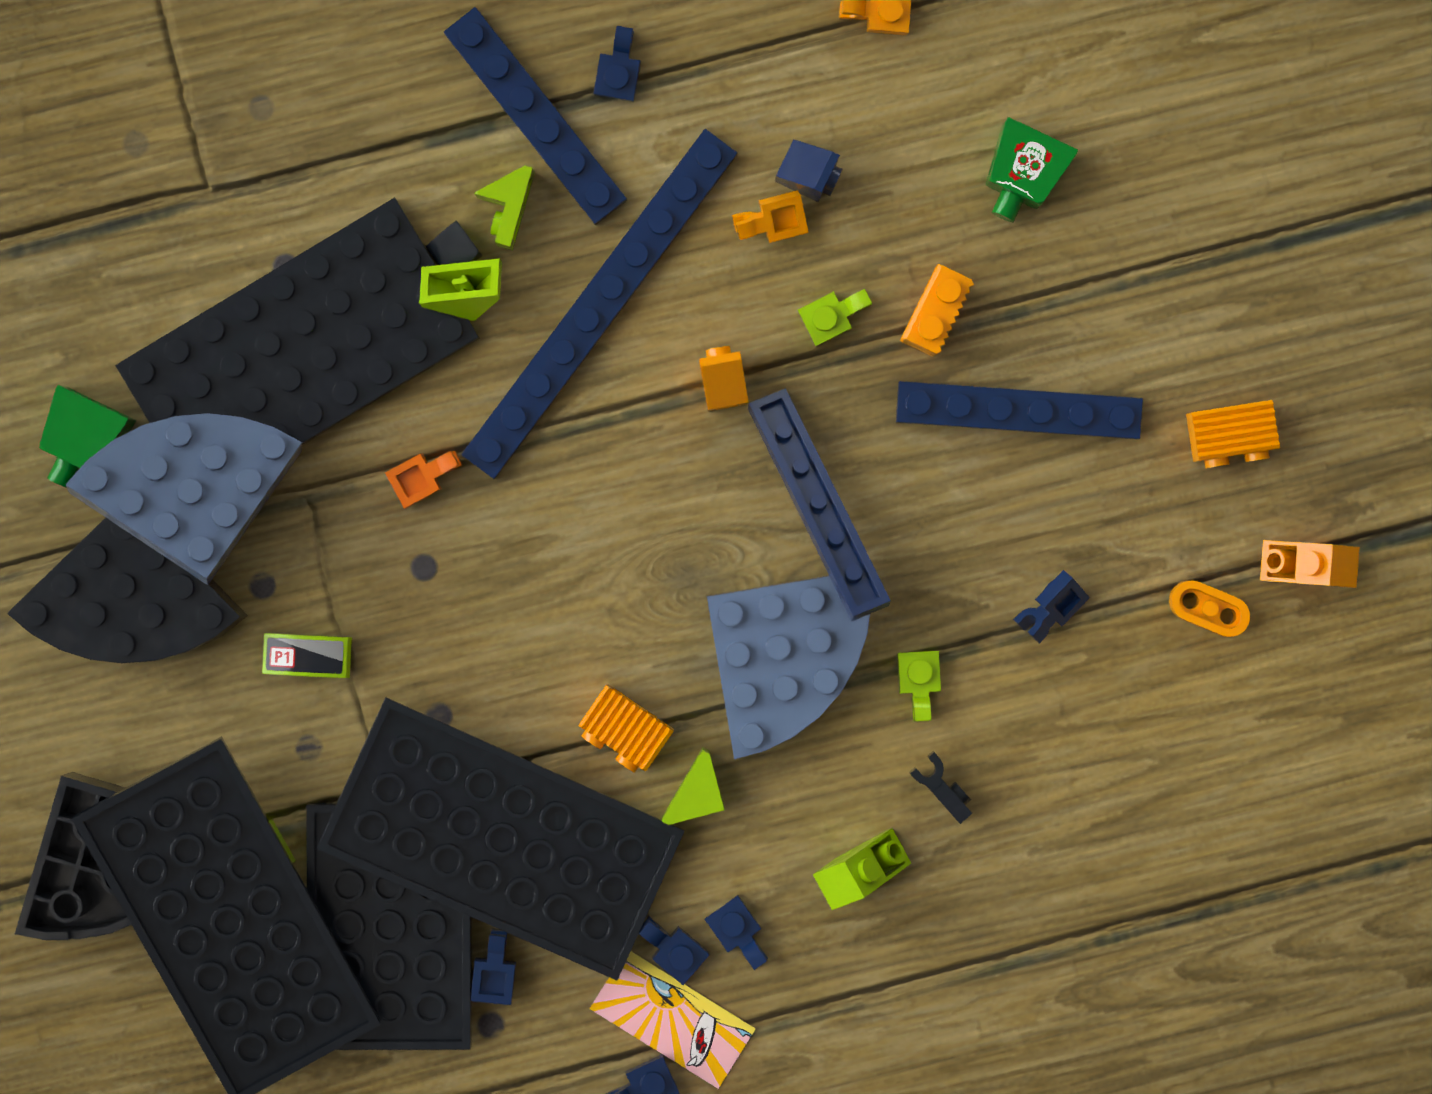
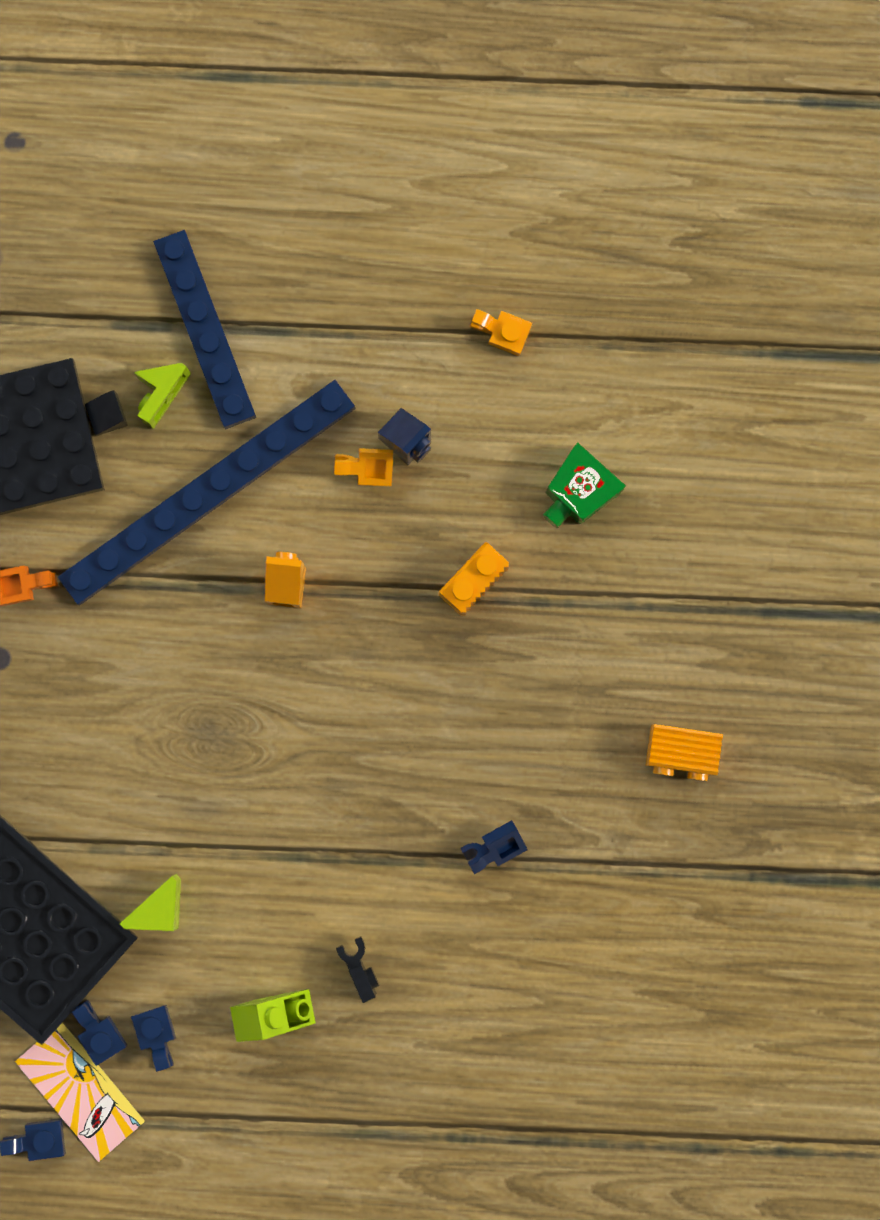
camera: 20 degrees right, 5 degrees down
(461, 288) = (98, 443): lime slope -> none
(618, 73) = (281, 315): dark blue plate -> none
(625, 729) = (116, 839): light orange brick -> none
(782, 658) = (265, 818): sand blue brick -> none
(819, 505) = (328, 706): dark blue plate -> none
(828, 316) = (386, 558): lime plate -> none
(919, 675) = (368, 870): lime plate -> none
(1019, 410) = (517, 680): dark blue plate -> none
(1208, 607) = (622, 888): light orange plate -> none
(1309, 563) = (715, 877): light orange slope -> none

